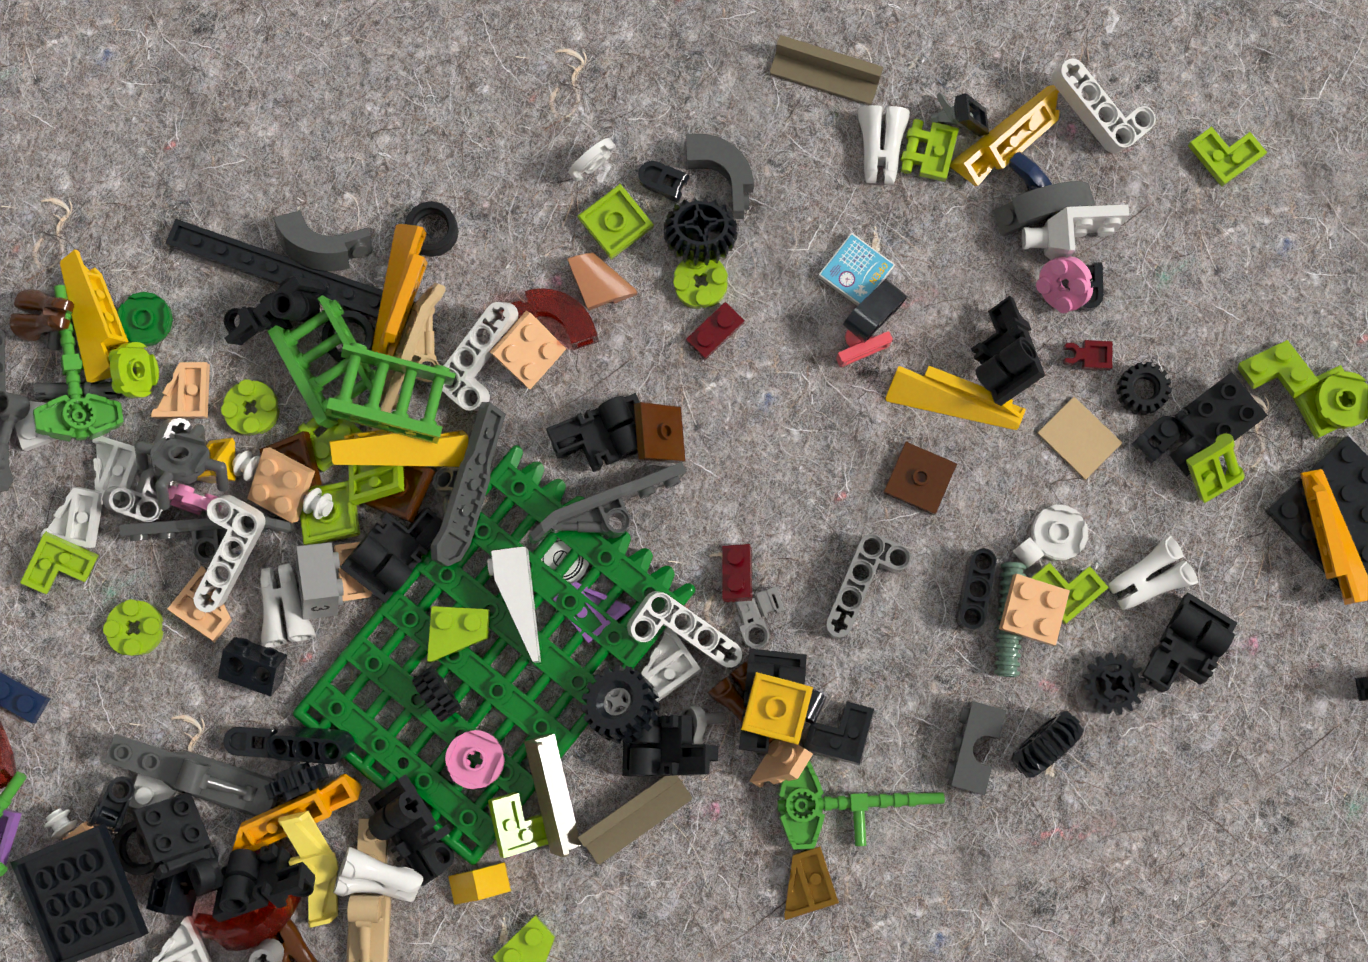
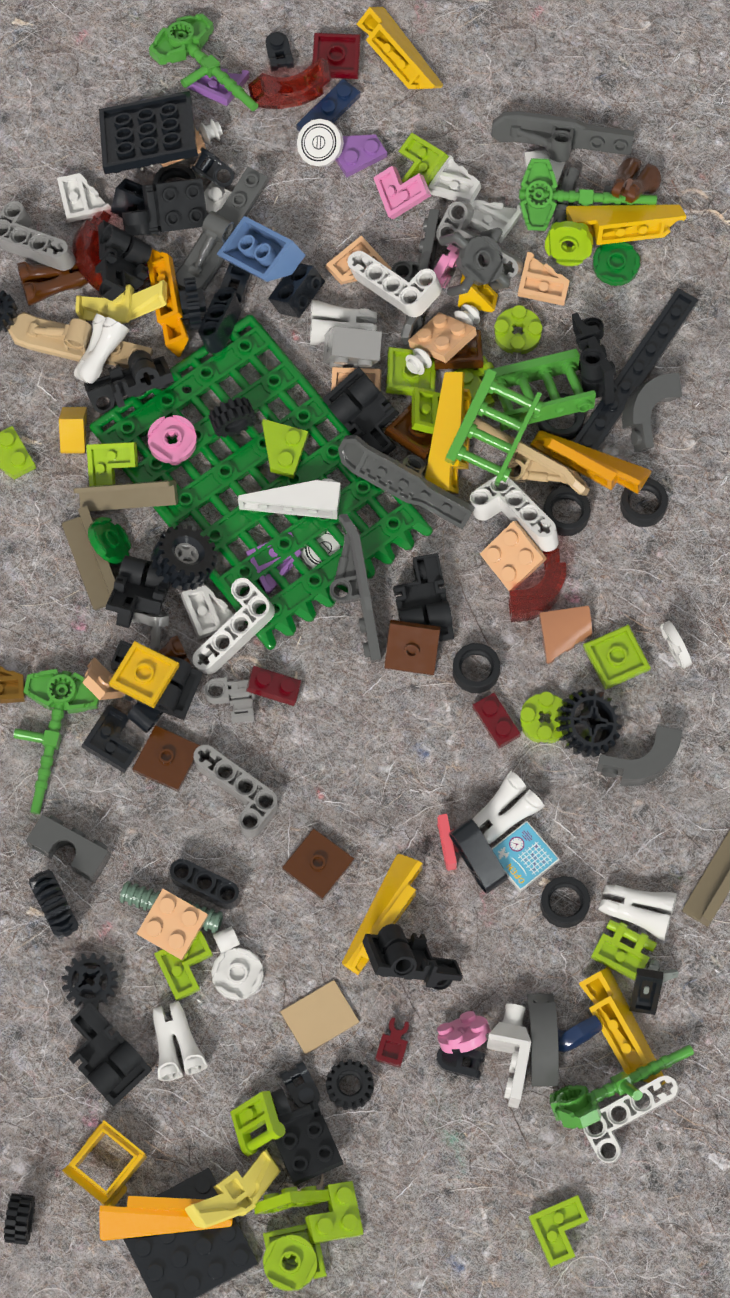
camera: 100 degrees right, 10 degrees down
(53, 687) = (320, 142): none -> white tile
(55, 645) = (360, 153): none -> medium lavender wing
(107, 580) = (400, 196): none -> bright pink plate
(118, 628) = (349, 199): lime plate -> none
(215, 718) = (261, 251): none -> medium blue slope
(452, 288) = (561, 493): none -> black tyre
(612, 800) = (109, 540): none -> green tile
(653, 175) = (652, 699): black plate -> none
(667, 342) = (476, 686): none -> black tyre
(805, 279) = (510, 789): none -> white piece
(845, 669) = (166, 758): none -> reddish brown plate
(904, 199) = (567, 882): none -> black tyre
(1113, 151) = (580, 1108): none -> bright green bar
(1266, 630) = (118, 1188): none -> yellow piece
(1286, 413) = (291, 1198): none -> lime plate
(1295, 469) = (235, 1193): none -> light yellow plate

